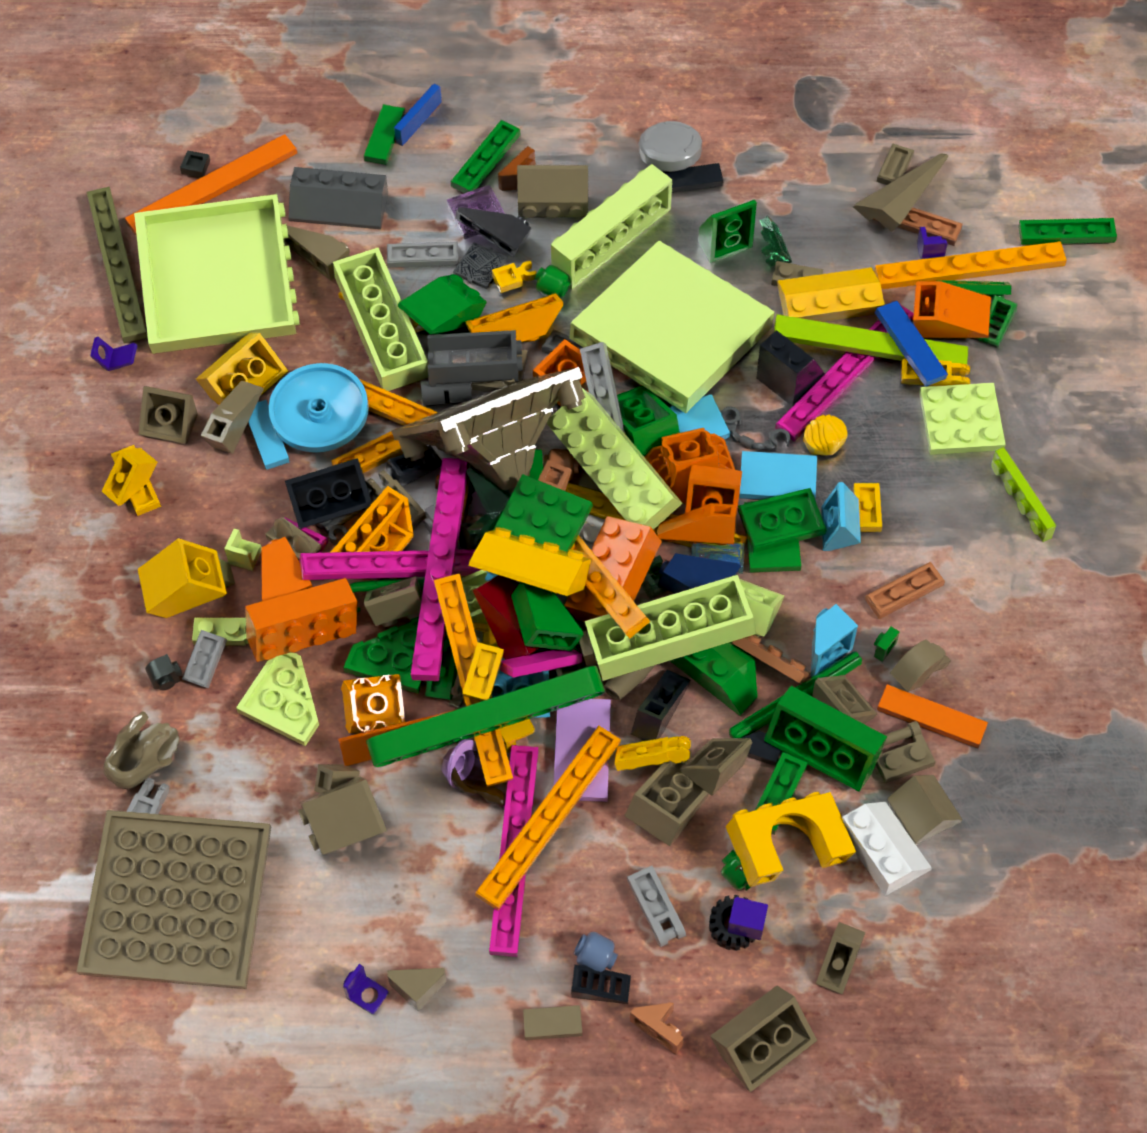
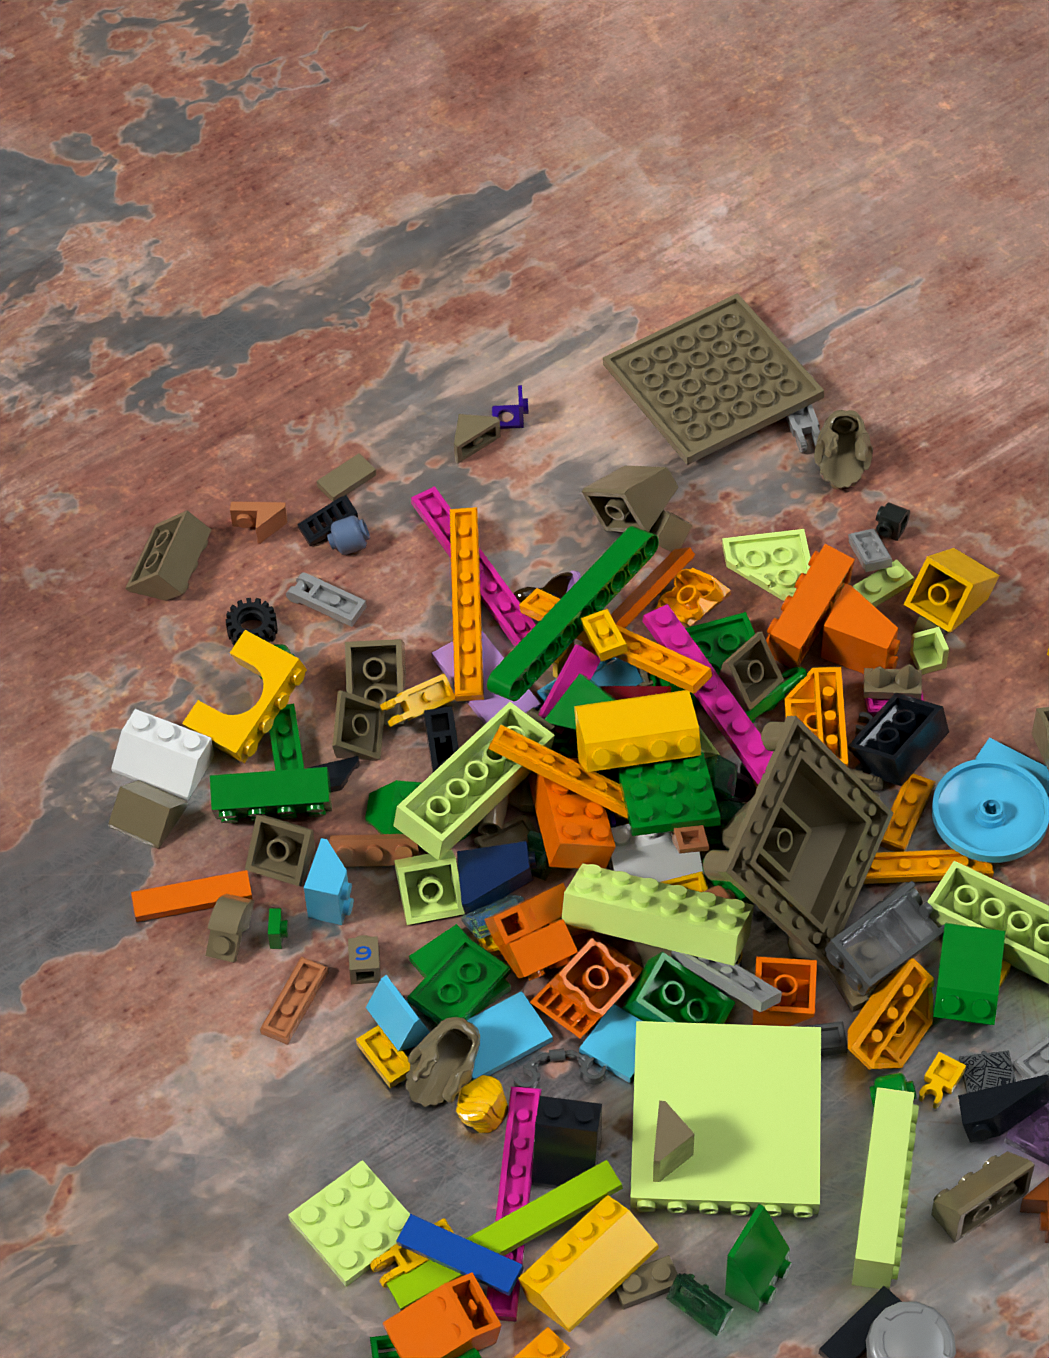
camera: 145 degrees right, 5 degrees down
(375, 564) = (794, 682): dark pink tile -> none
(734, 301) = (673, 1142): none -> dark tan slope
(747, 918) = (234, 607): dark purple panel -> none
(766, 713) = (333, 827): green axle -> none
(821, 470) = (443, 1062): none -> dark tan hair
(836, 580) = (364, 960): none -> dark tan brick
(840, 957) = (144, 651): dark tan slope -> none
(905, 759) = (194, 841): dark tan plate -> none
(1026, 499) = (229, 1162): lime plate -> none

